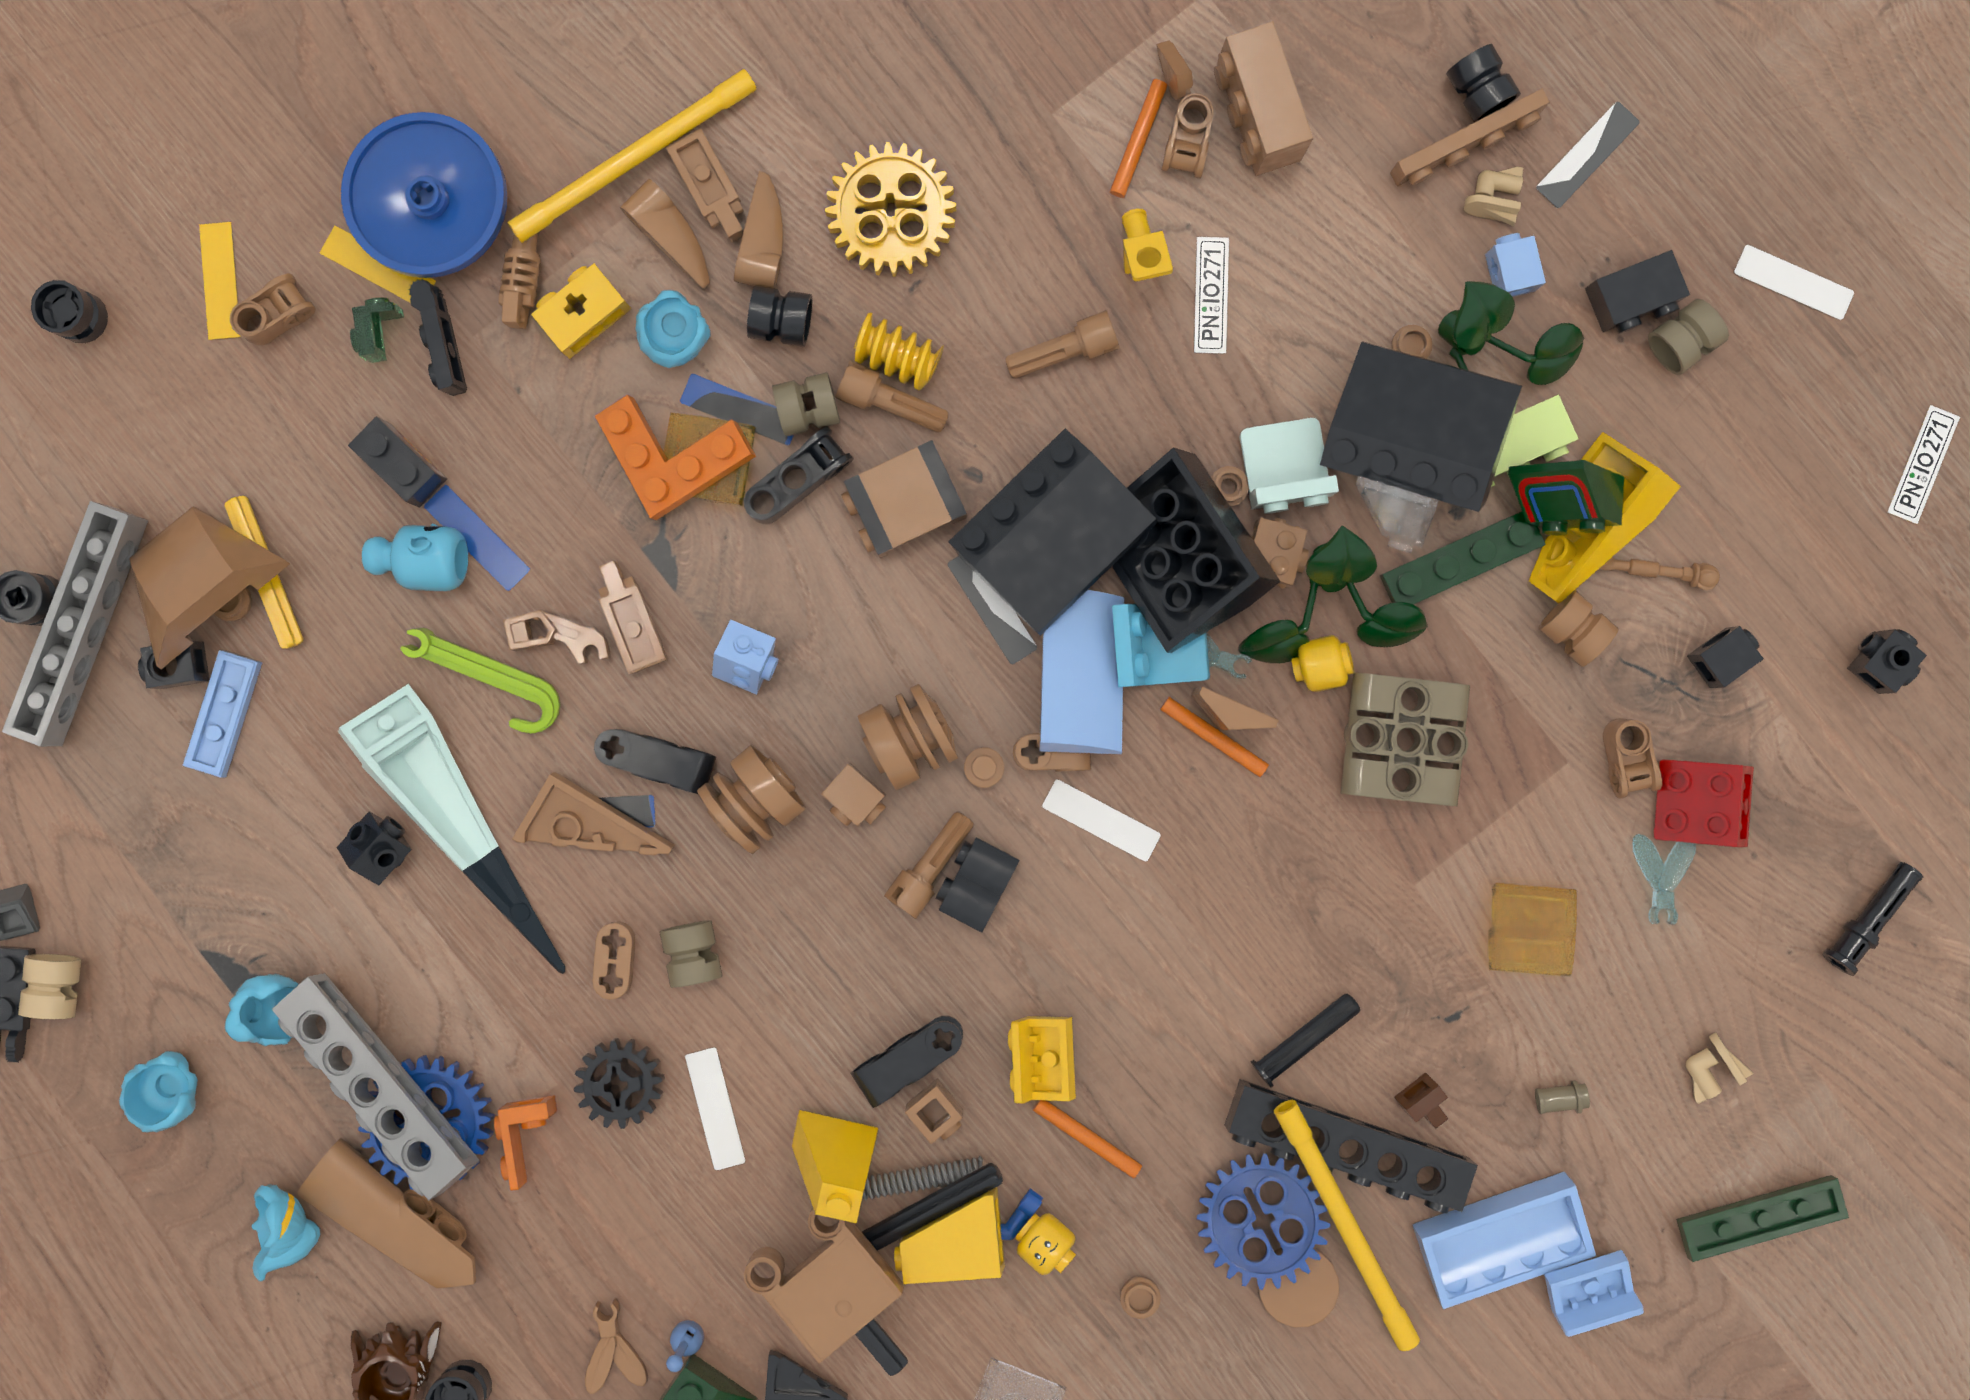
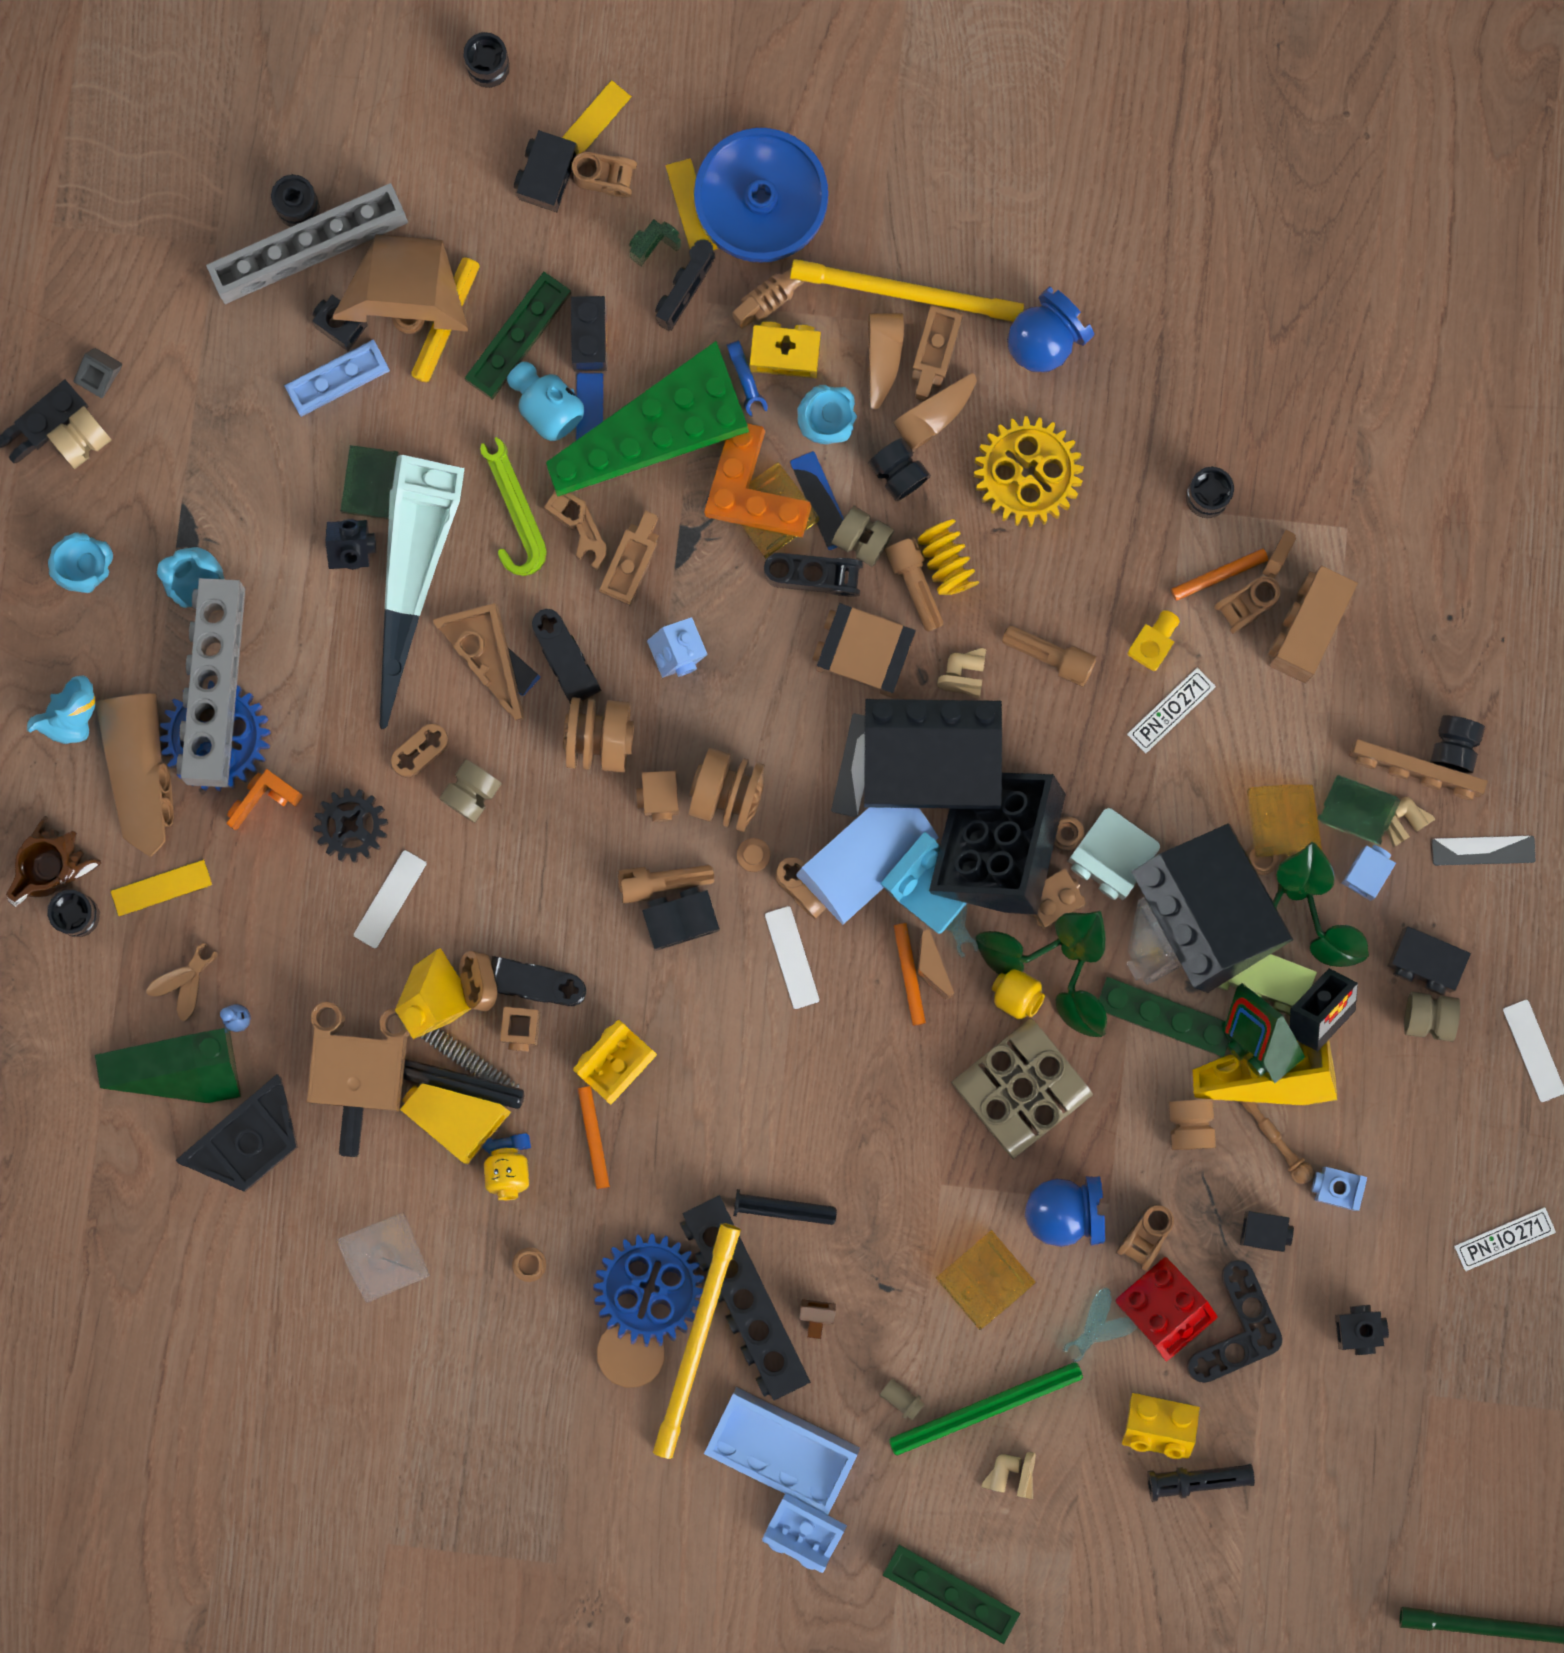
camera: 50 degrees right, 5 degrees down
(219, 358) = (546, 170): none -> black brick
(337, 777) = (368, 482): none -> clear green plate
(338, 523) = (518, 335): none -> dark green plate
(512, 1292) = (161, 888): none -> yellow sticker
(540, 467) = (671, 418): none -> green wing
(572, 367) = (740, 363): none -> blue arm
(788, 75) = (1045, 334): none -> blue tile
(859, 1108) = (478, 981): none -> medium nougat beam
(992, 431) = (956, 662): none -> tan piece
(1063, 73) = (1209, 492): none -> black wheel
(1400, 293) = (1283, 819): none -> clear yellow slope
(1455, 221) = (1359, 809): none -> clear green plate
(1548, 809) = (1064, 1212): none -> blue tile
(1597, 420) = (1323, 1009): none -> black brick
(1637, 1036) = (986, 1408): none -> green axle
(1766, 551) = (1353, 1192): none -> light blue brick
(1795, 760) = (1248, 1338): none -> black beam
(1798, 904) = (1161, 1426): none -> yellow bracket

